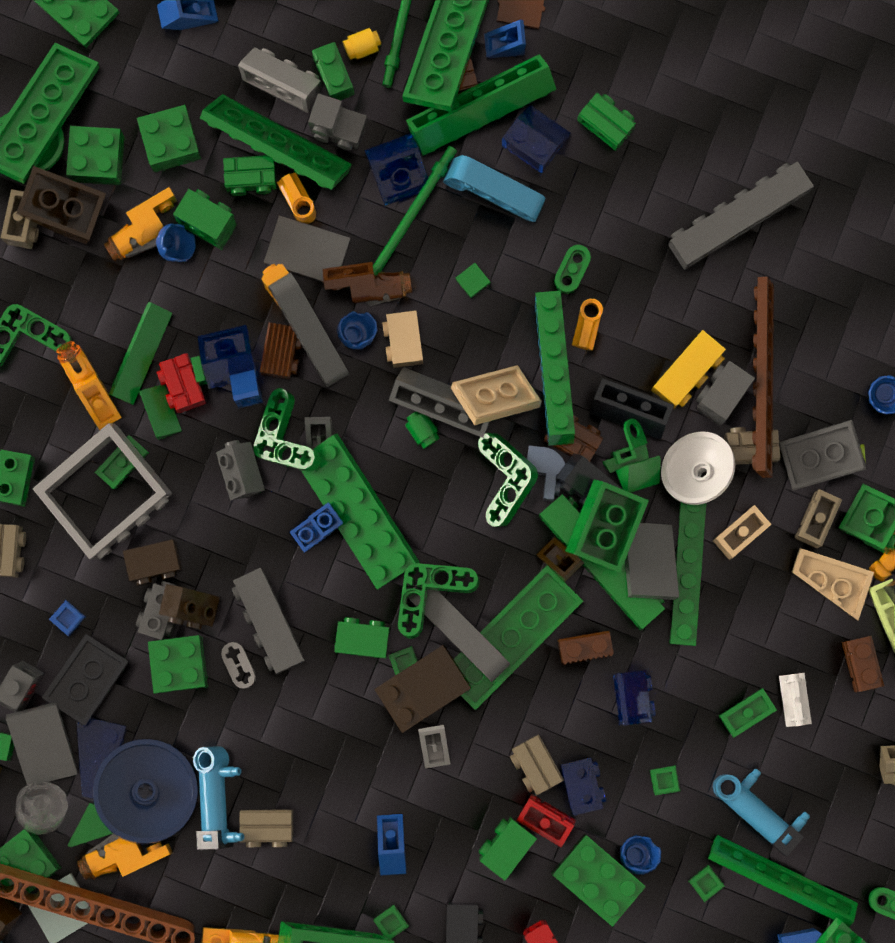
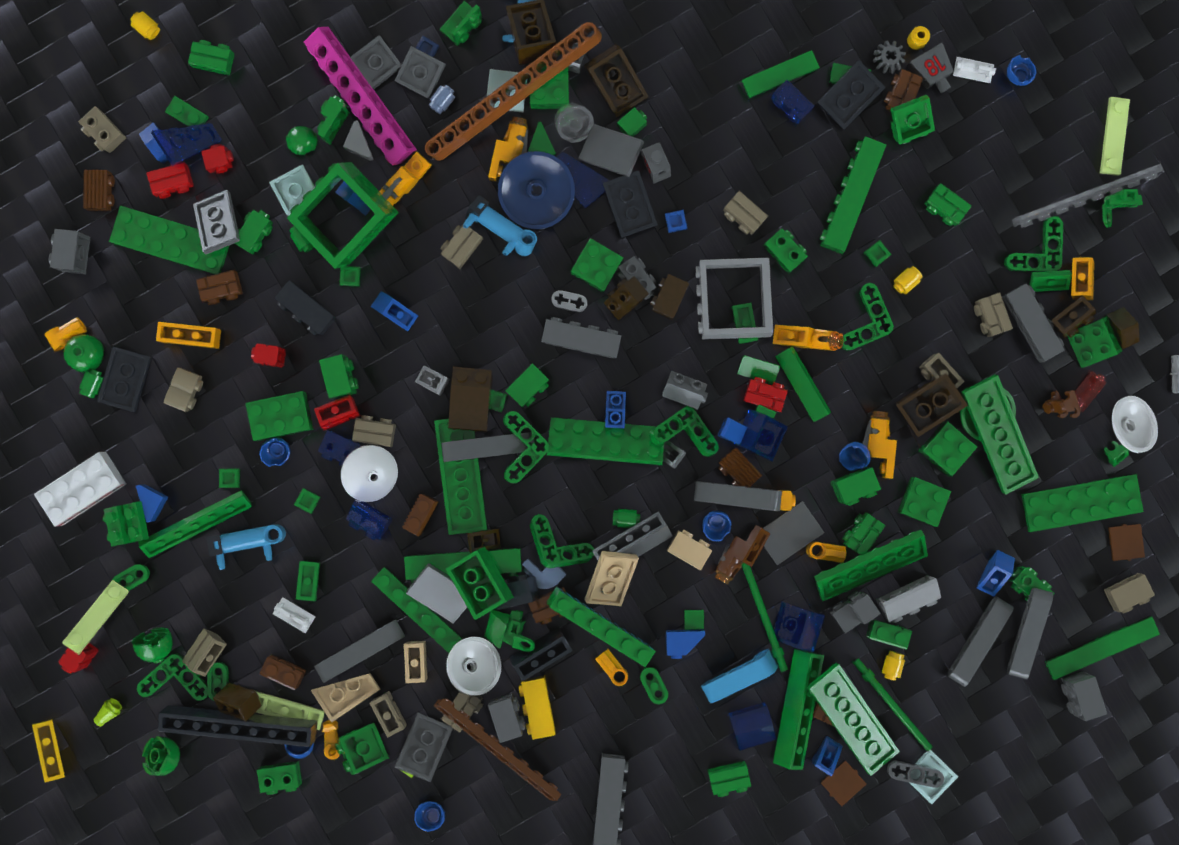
camera: 130 degrees right, 5 degrees up
(504, 274) = (682, 641): none -> blue slope
(586, 748) = (361, 465): none -> white dish
(777, 600) = (359, 651): none -> dark grey beam

